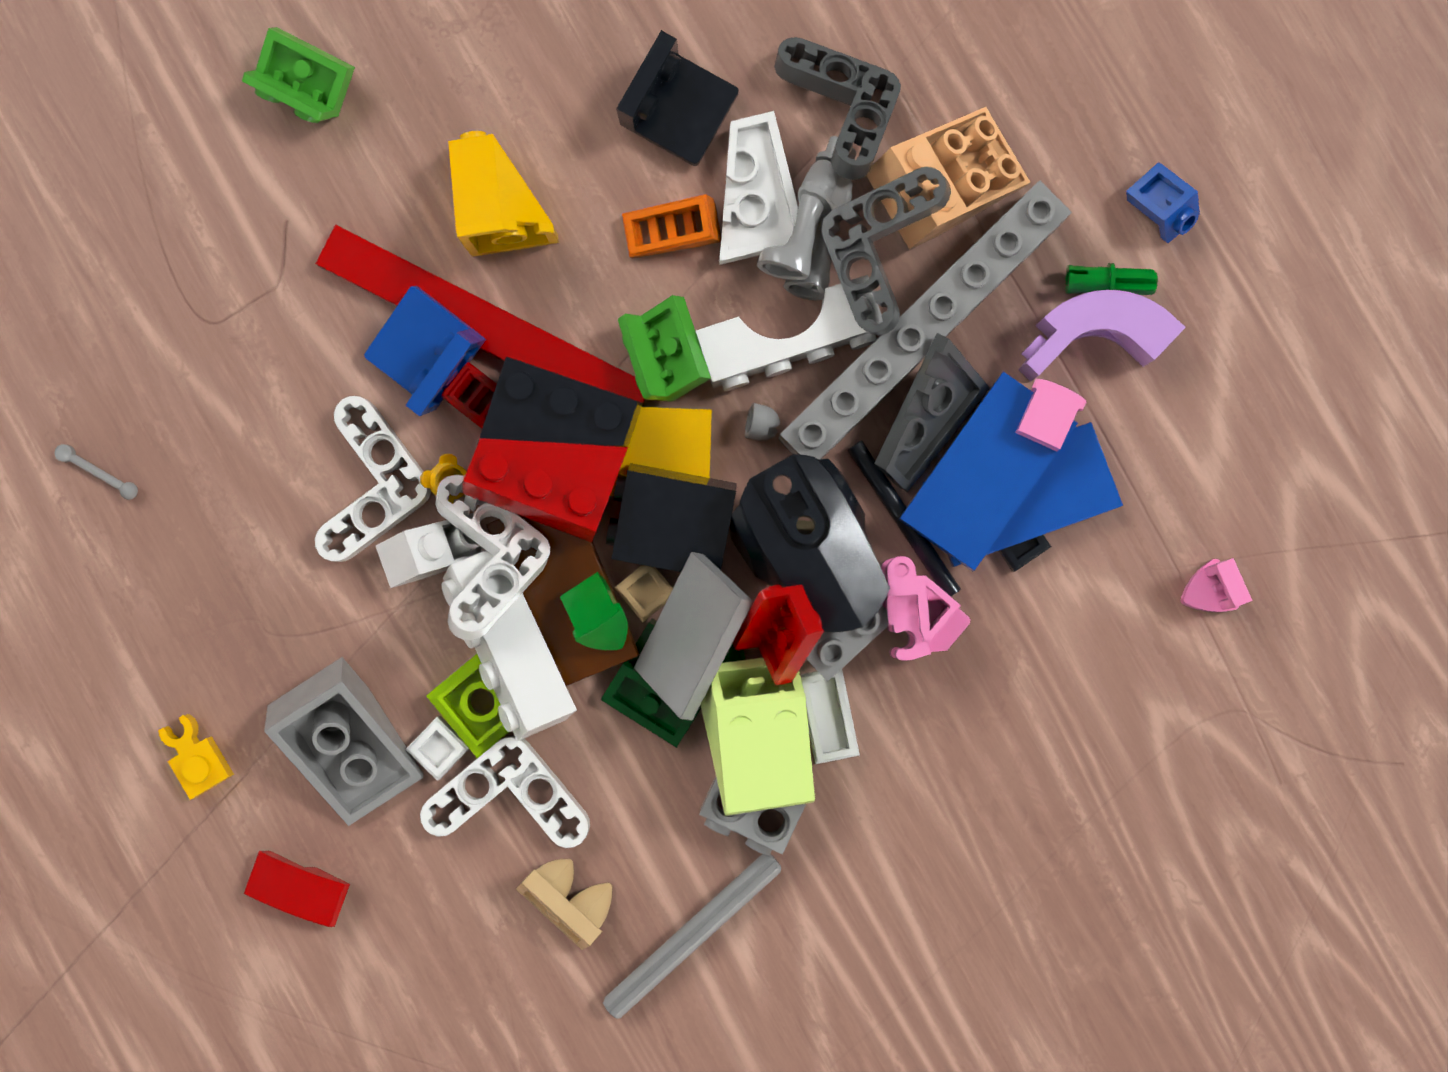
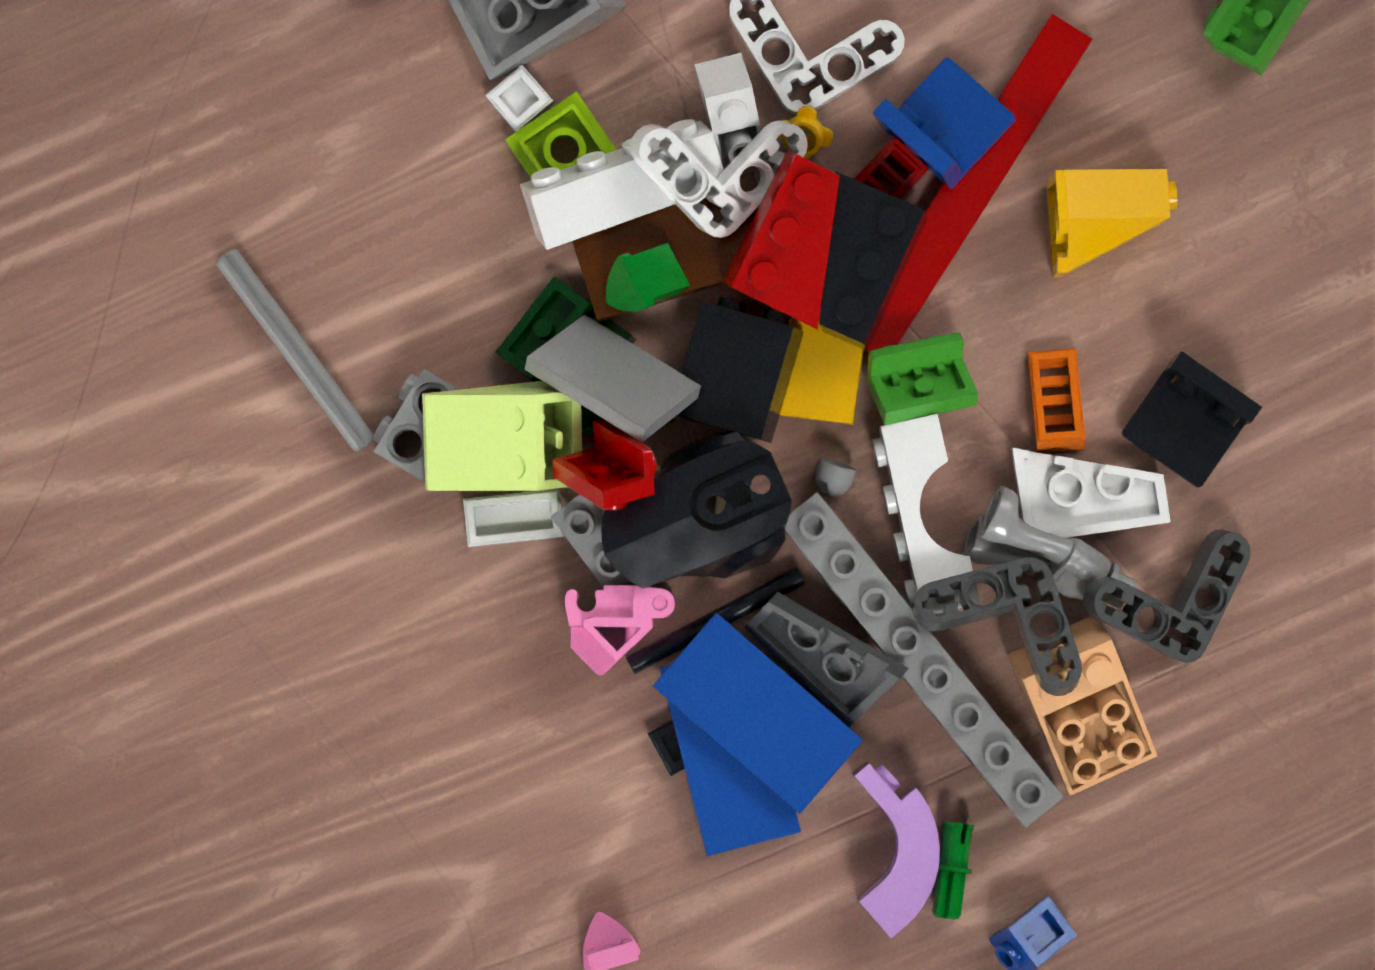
camera: 90 degrees right, 0 degrees up
(517, 781) = (475, 181): white beam -> none
(576, 918) = (326, 229): tan tile -> none
(645, 591) = (665, 334): tan tile -> none
(1050, 414) = (812, 783): bright pink tile -> none

